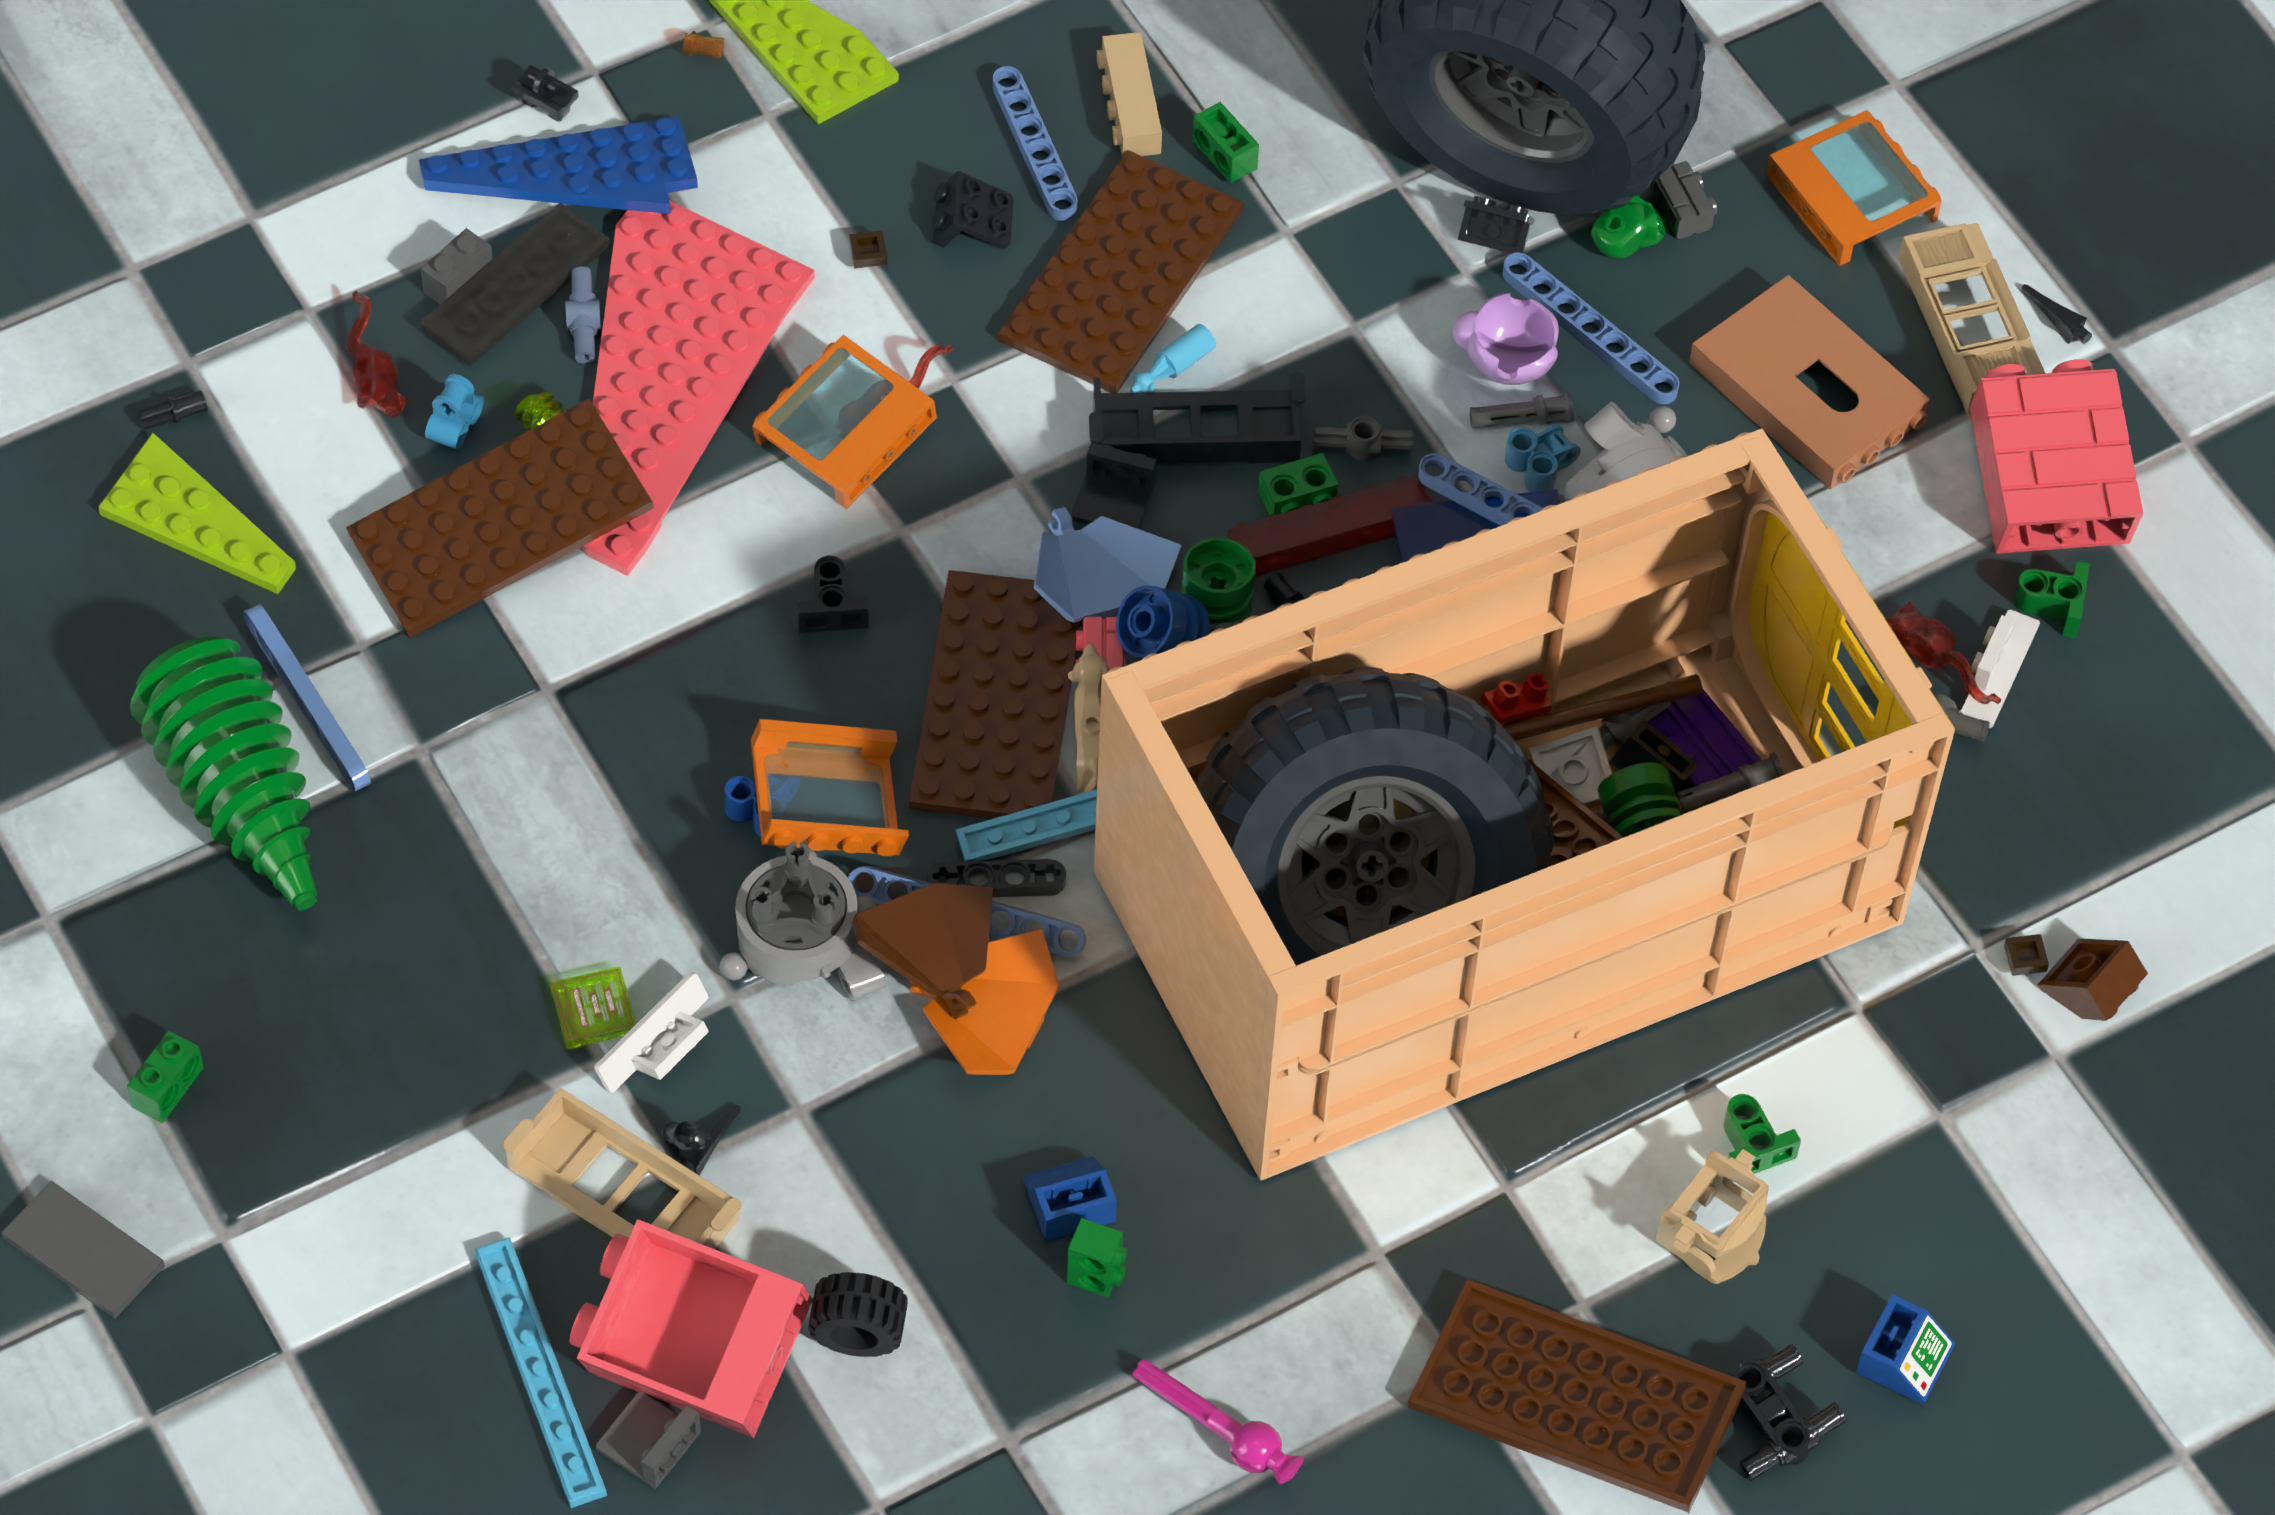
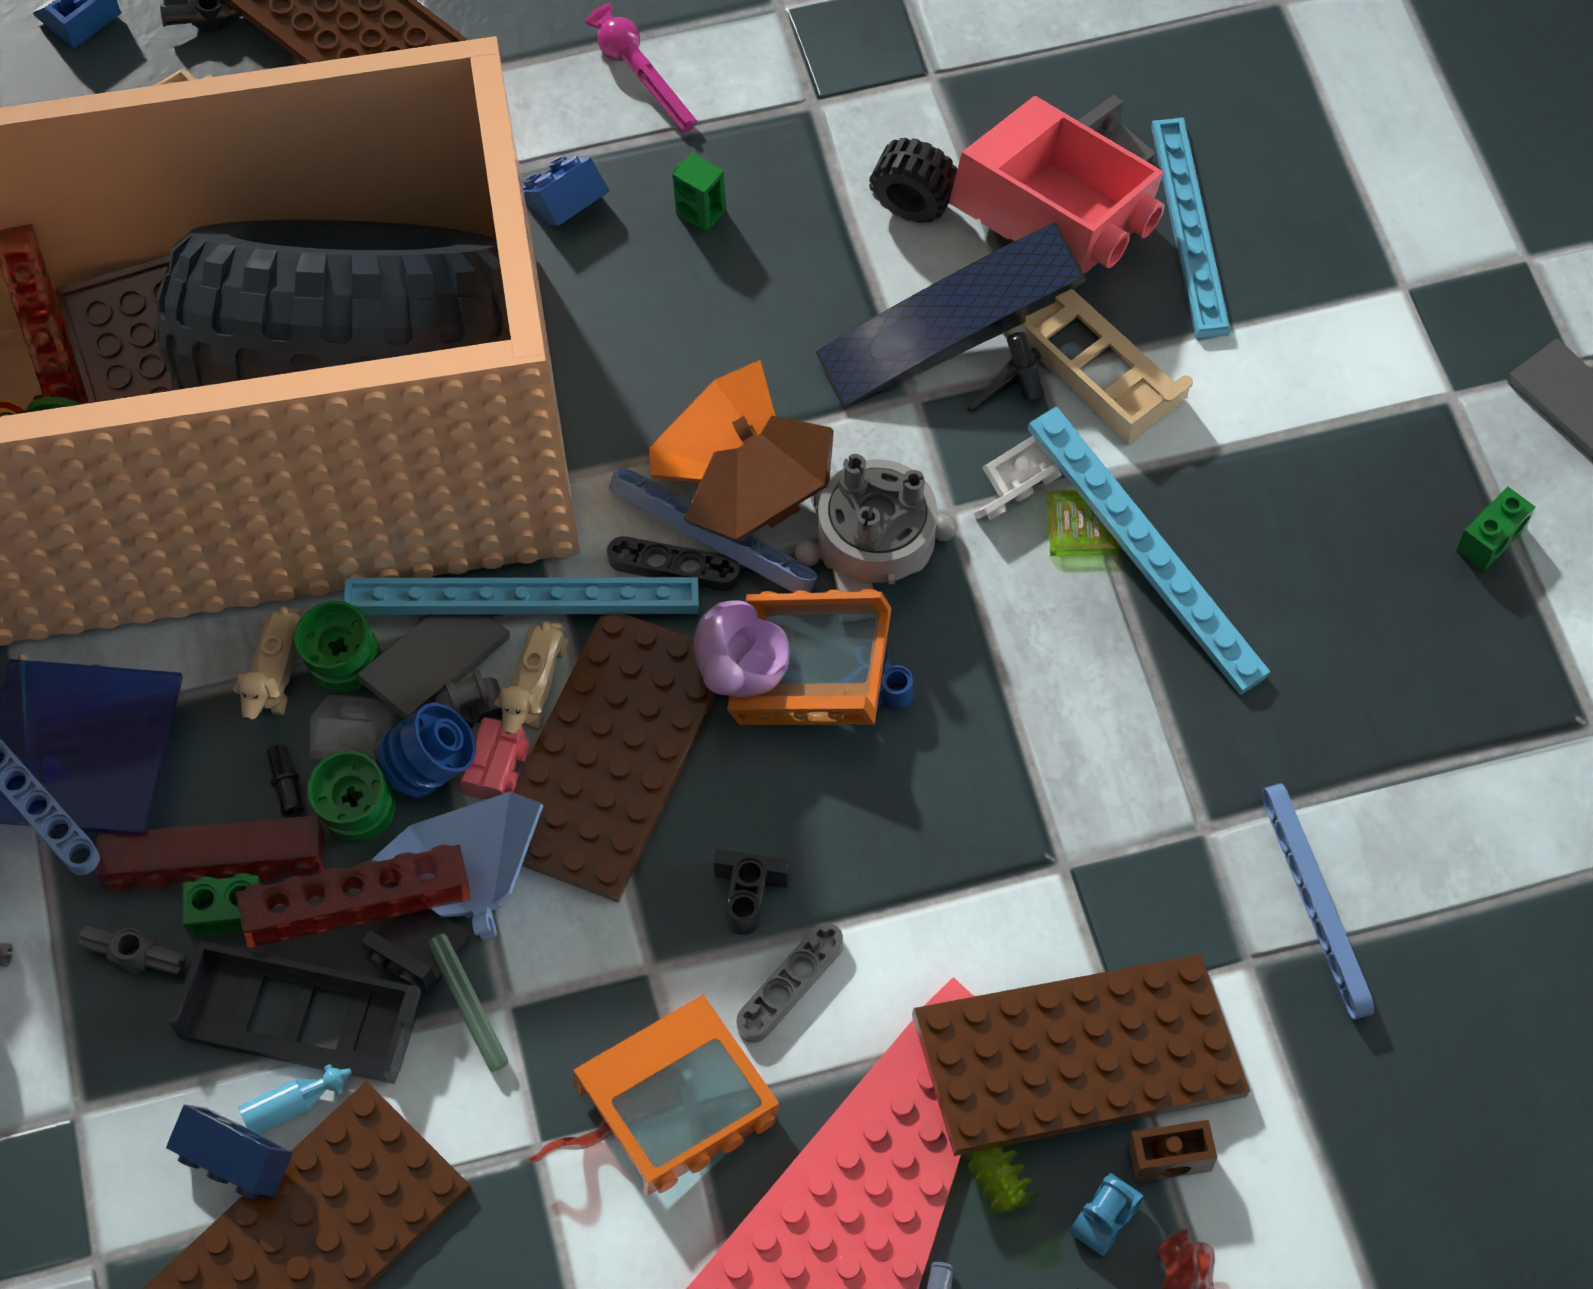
camera: 160 degrees left, 5 degrees up
(181, 509) = (1427, 1170): lime wing -> none
(229, 756) = (1409, 809): green cone -> none
(406, 463) = (1172, 1151): none -> reddish brown brick
(523, 977) = (1149, 551): none -> medium azure plate
(770, 538) = (786, 979): none -> dark grey beam
(774, 1157) = (952, 315): none -> dark blue slope
(895, 762) = (739, 650): none -> lavender piece
(1051, 459) = (467, 1002): none -> sand green axle
(1071, 1193) = (701, 257): blue slope -> none
(1186, 480) = (340, 910): none -> clear red brick
(1204, 298) = (228, 1151): none -> dark blue brick
(1253, 1248) = (564, 189): none -> blue slope

